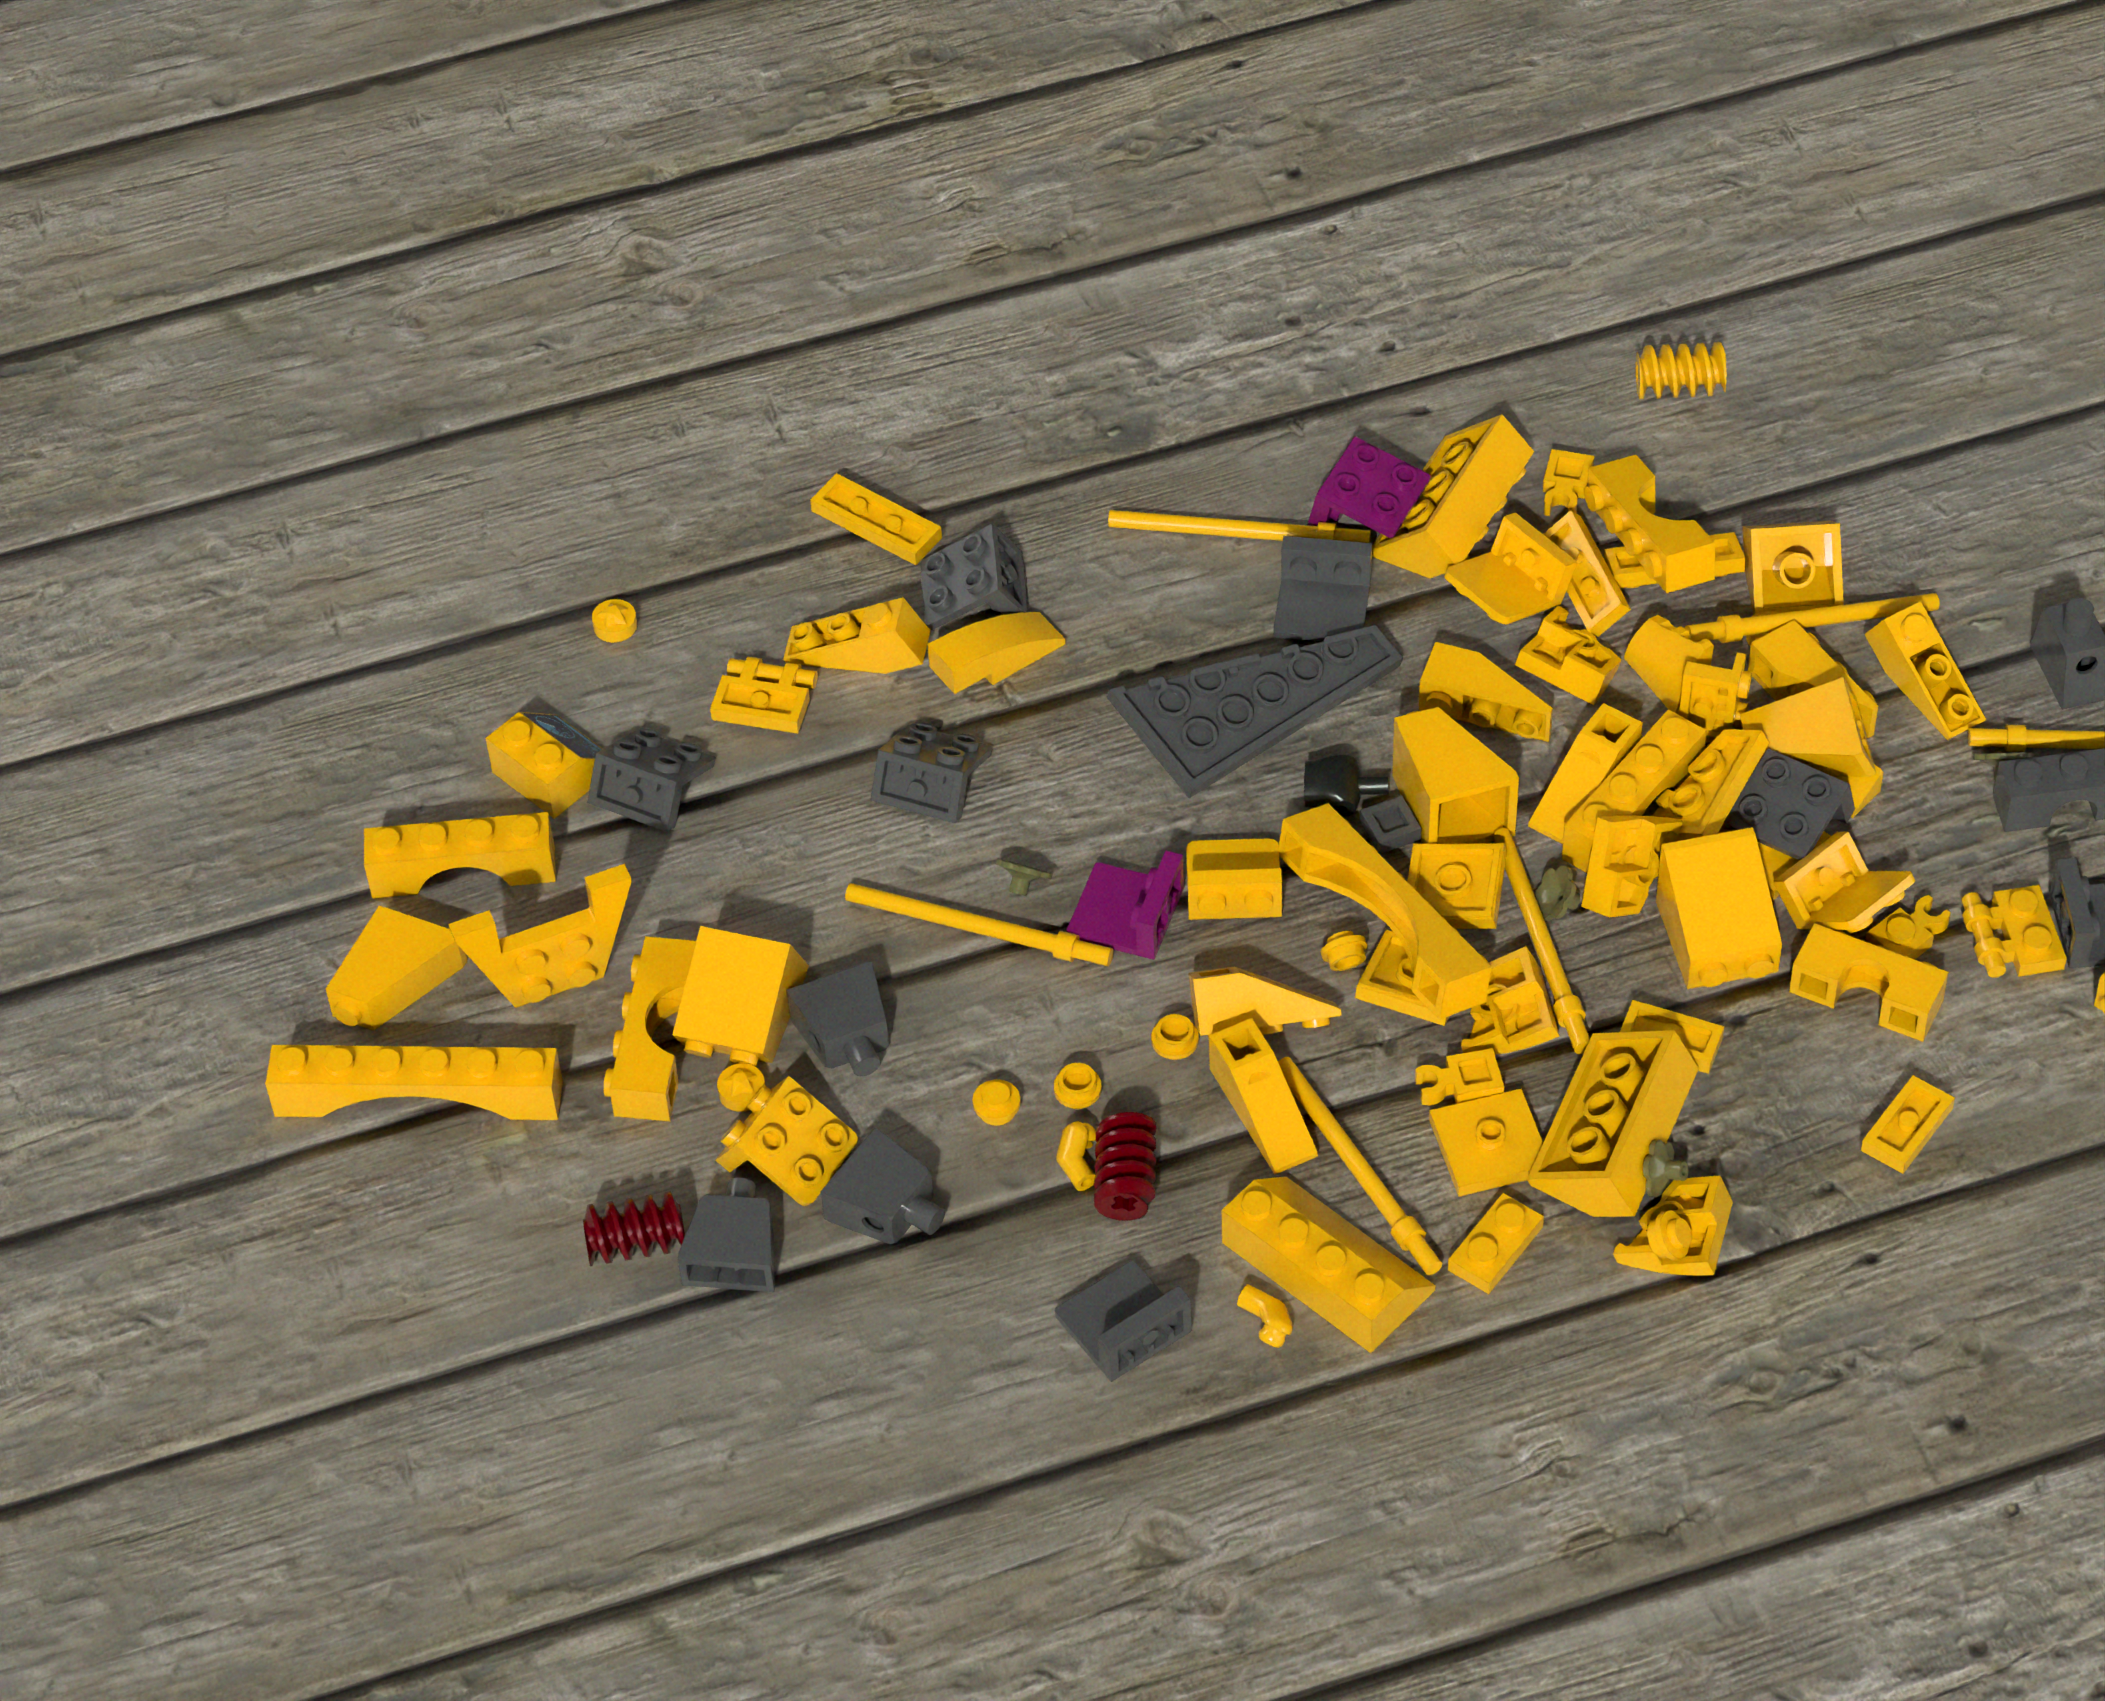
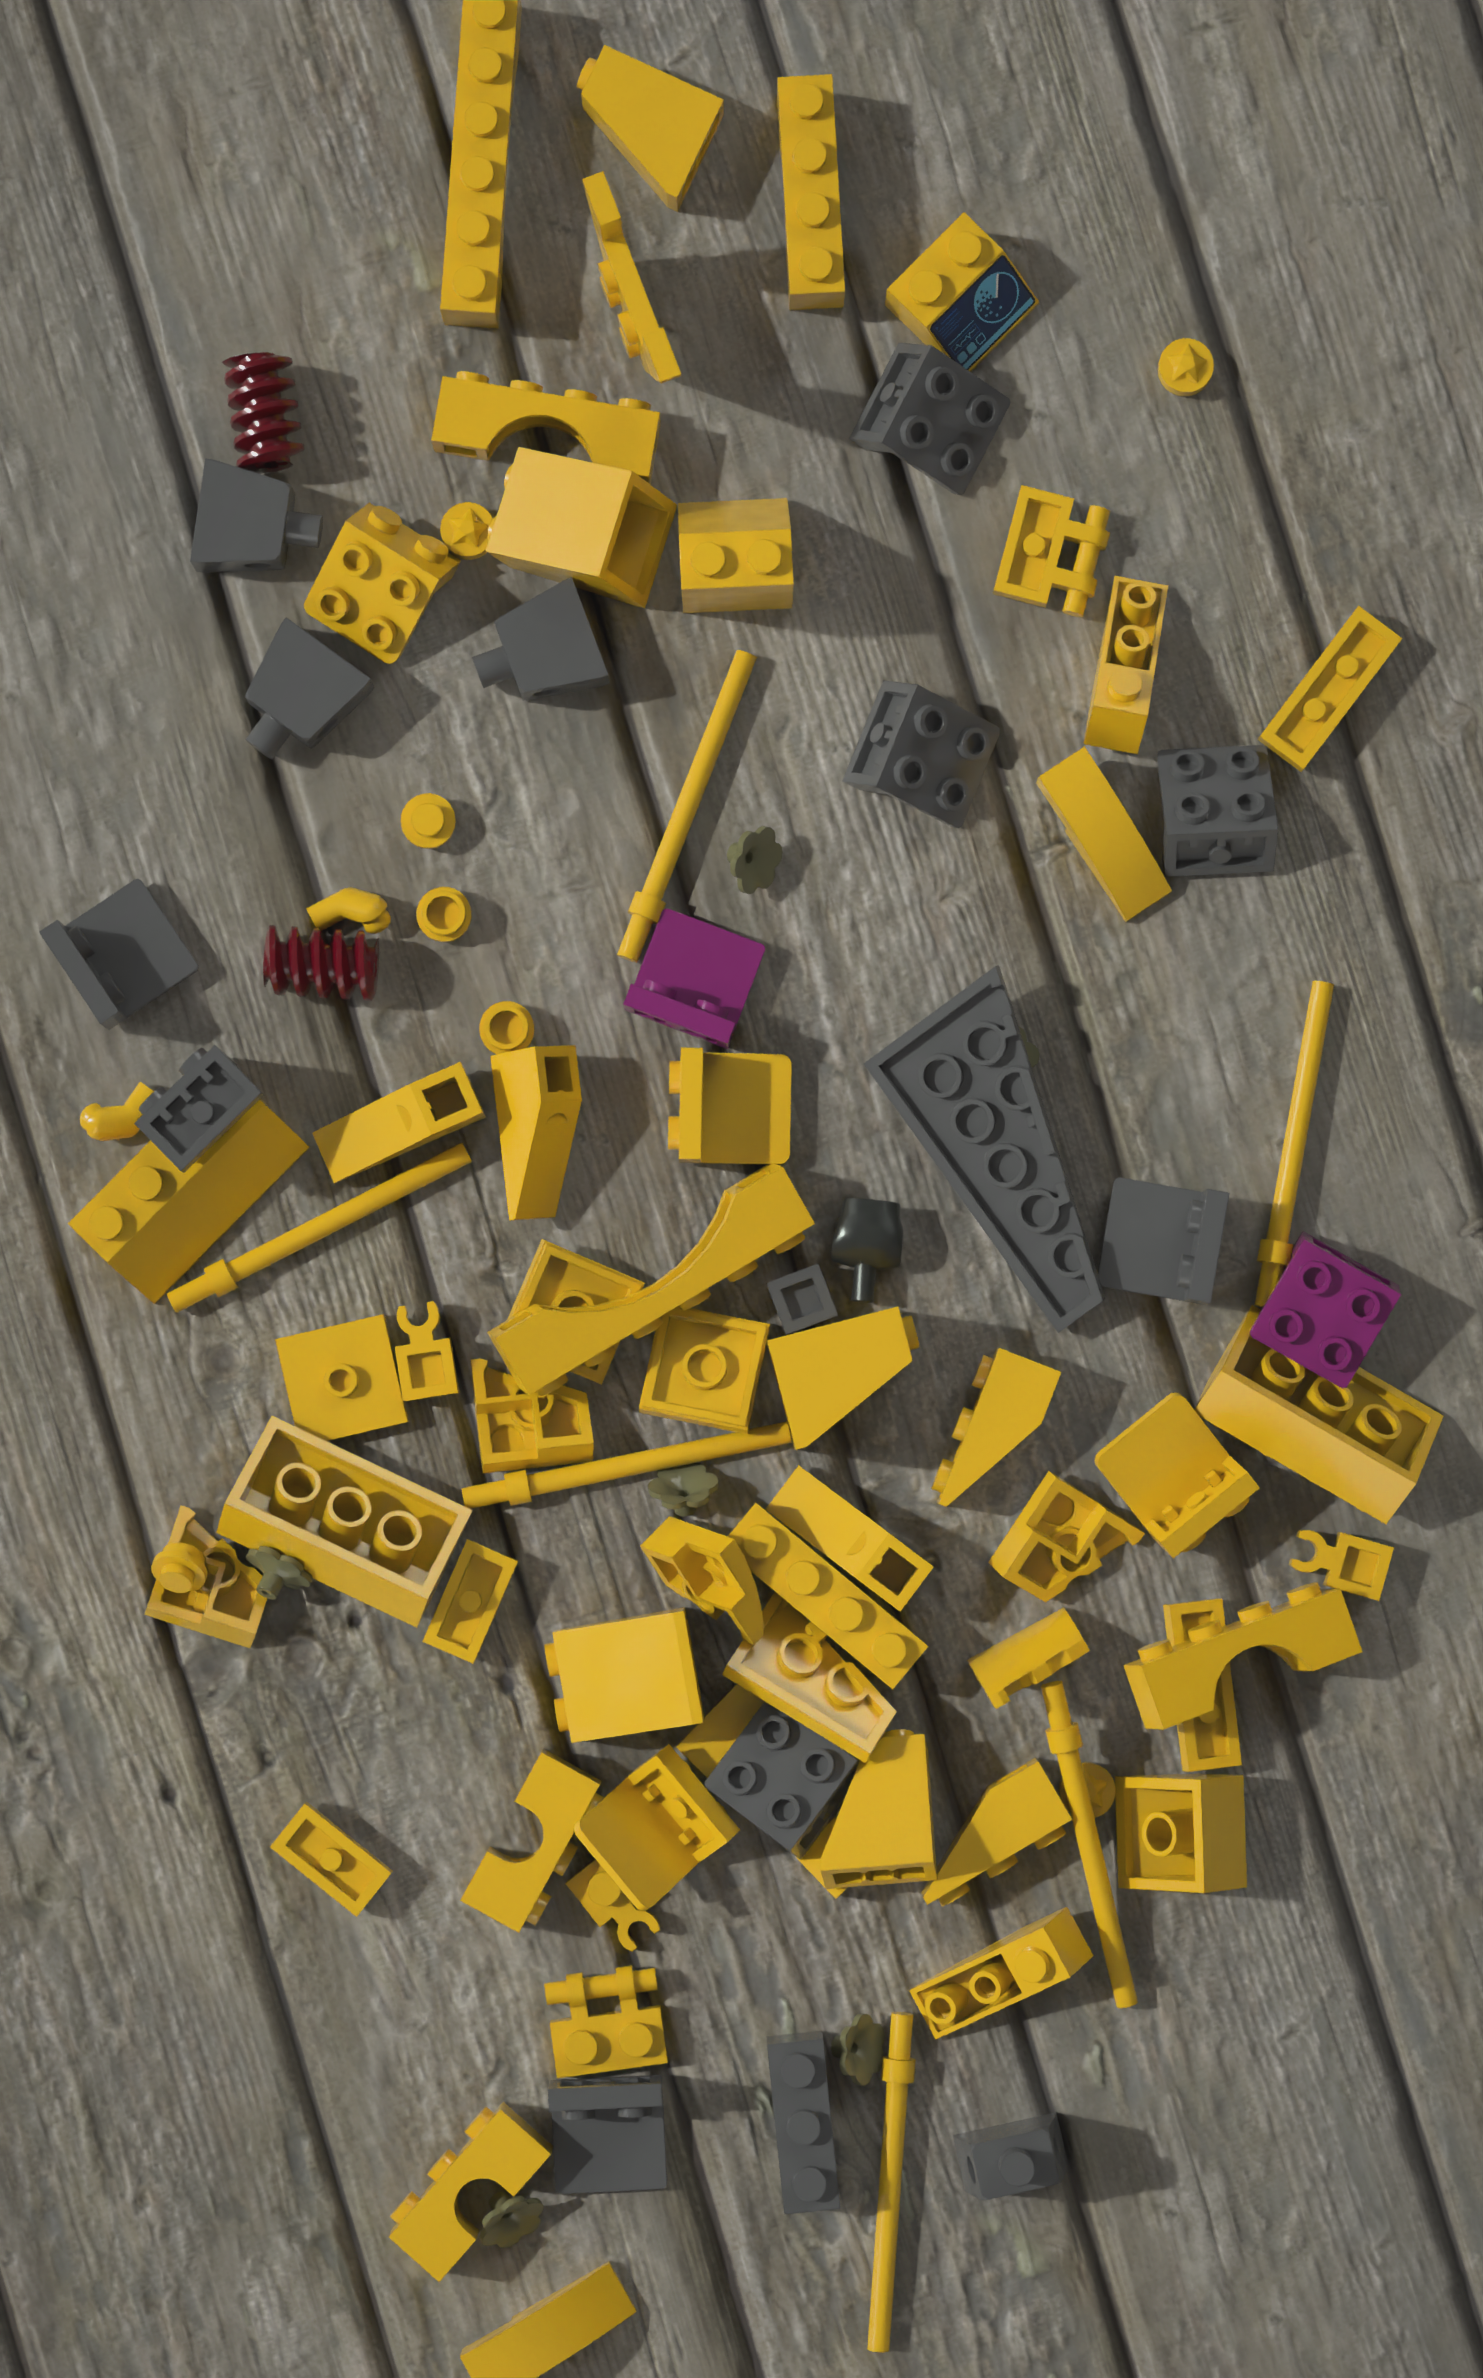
camera: 90 degrees right, 35 degrees up
(766, 876) = (735, 555): none -> yellow slope
(1257, 1224) = (197, 1107): none -> dark grey bracket
(1344, 950) = (614, 1231): yellow plate -> none
(1495, 1243) = (205, 1375): yellow plate -> none
(1592, 584) = (1157, 1579): yellow plate -> none
(1714, 694) = (946, 1697): yellow bracket -> none

